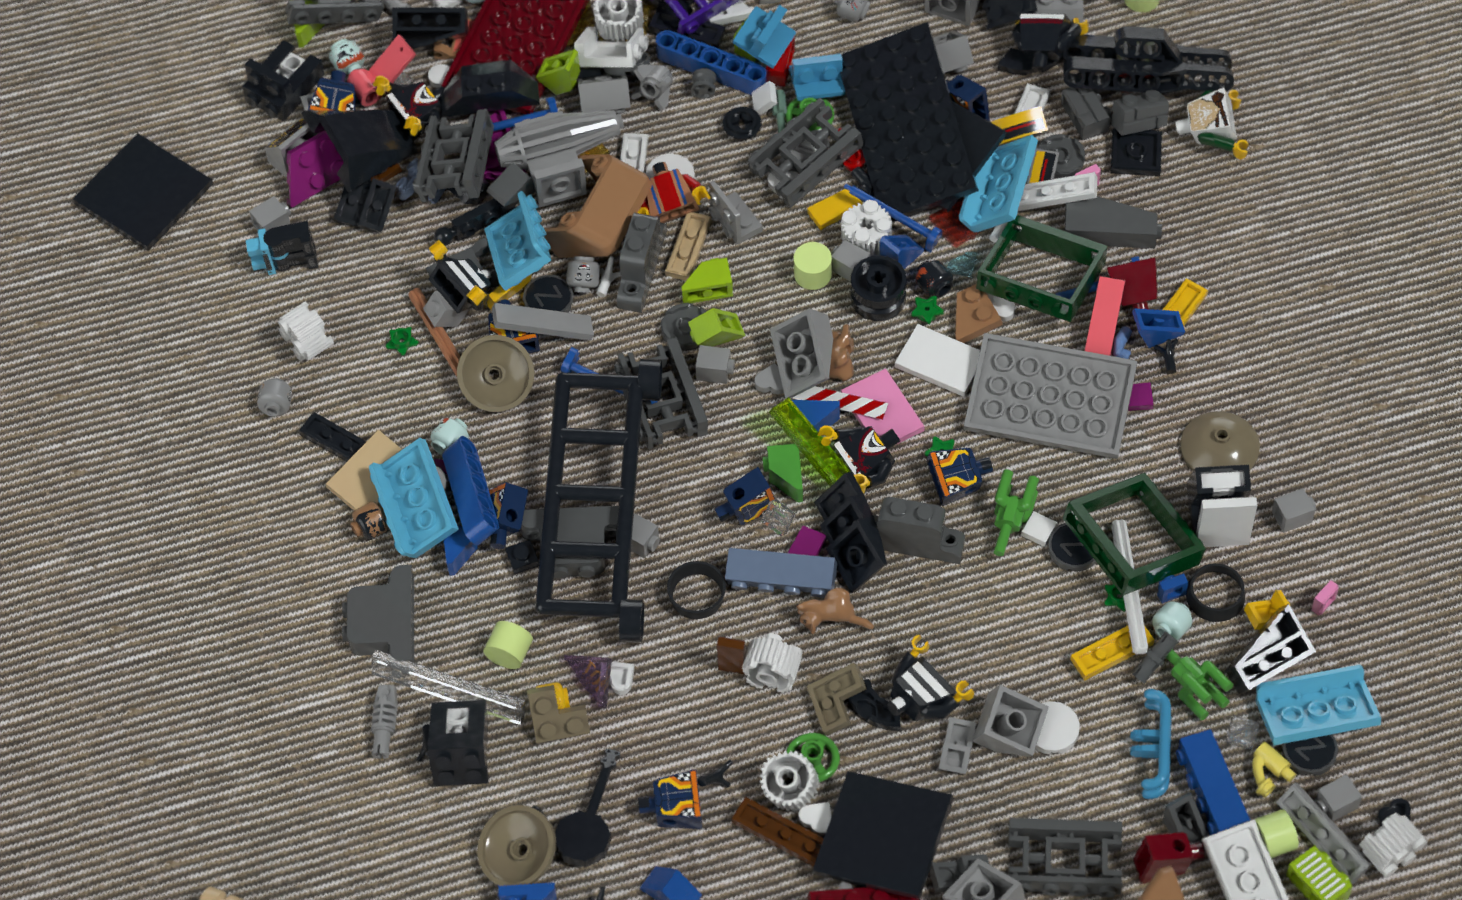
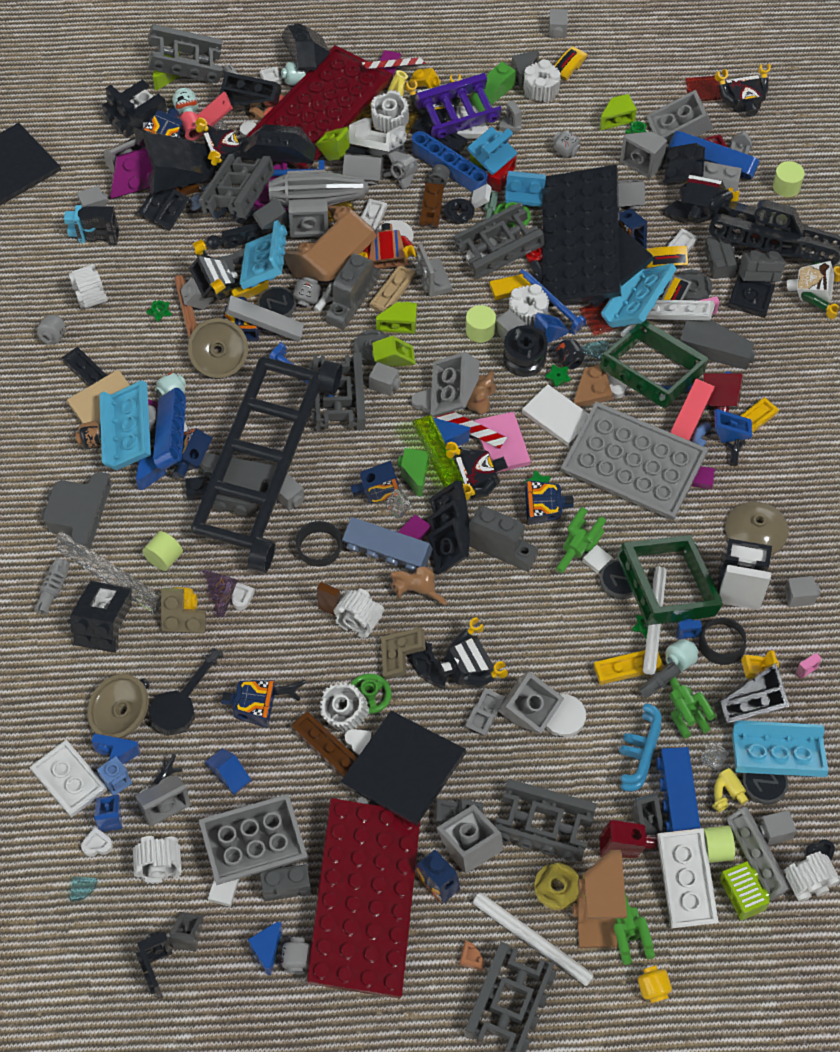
camera: 10 degrees right, 0 degrees up
(704, 123) = (431, 204): none -> reddish brown plate

